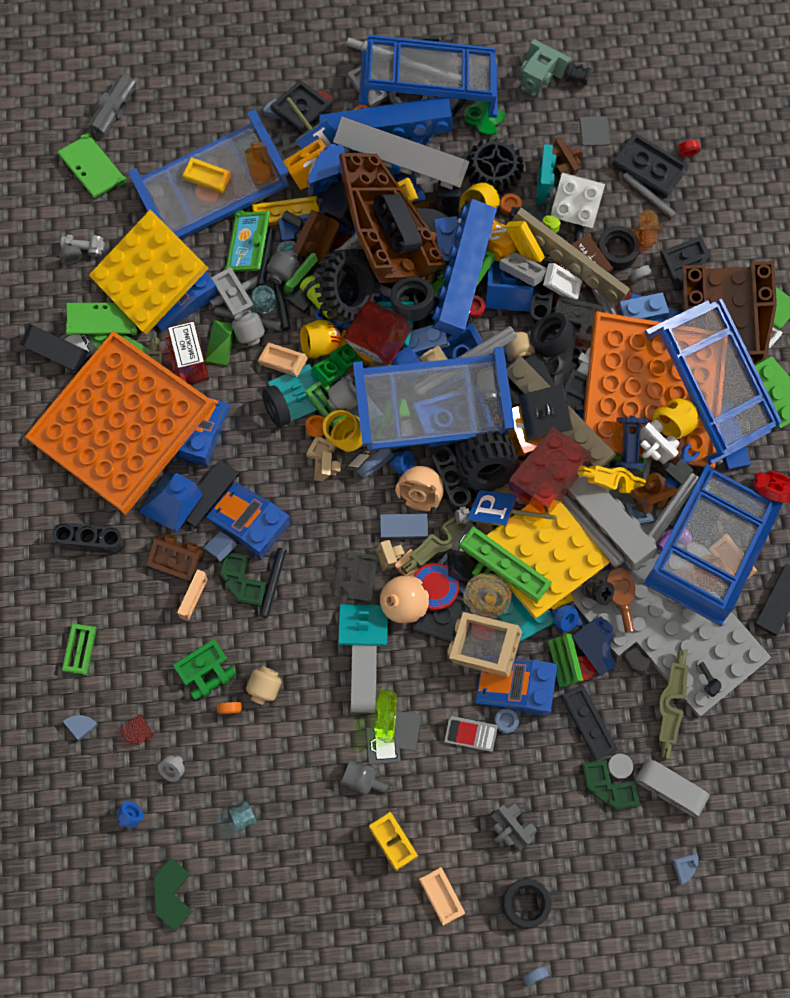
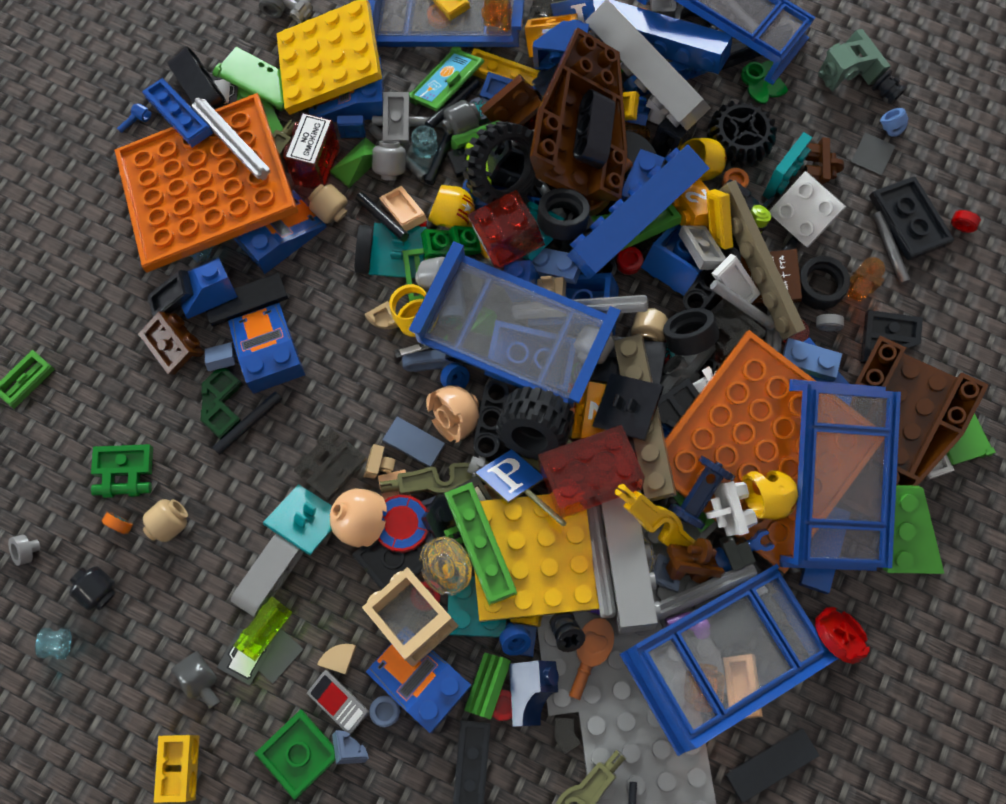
camera: 35 degrees right, 0 degrees up
(22, 396) = (139, 112): none -> blue hand
(57, 380) = (177, 112): none -> blue tile
(79, 531) = (95, 268): black beam -> none
(121, 377) = (231, 139): none -> axle
(137, 731) = (19, 491): clear red tile -> none
(153, 521) = (171, 293): none -> black tile
(192, 595) = (159, 389): light nougat tile -> none
(201, 316) = (351, 126): none -> blue tile
(223, 386) = (328, 203): none -> tan head
(244, 762) = (92, 588): none -> black head
(272, 374) = (381, 216): none -> black bar
(293, 220) = (498, 77): black arm -> none
(314, 426) = (388, 288): orange tile -> none
(325, 467) = (374, 338): tan tile -> none
(451, 705) = (338, 658): none -> tan tile
(466, 785) = (297, 754): none -> green tile
(498, 760) = (347, 749): none -> sand blue tile
(576, 295) = (742, 304): none -> light grey bar
(597, 98) = (893, 120): none -> medium blue tile

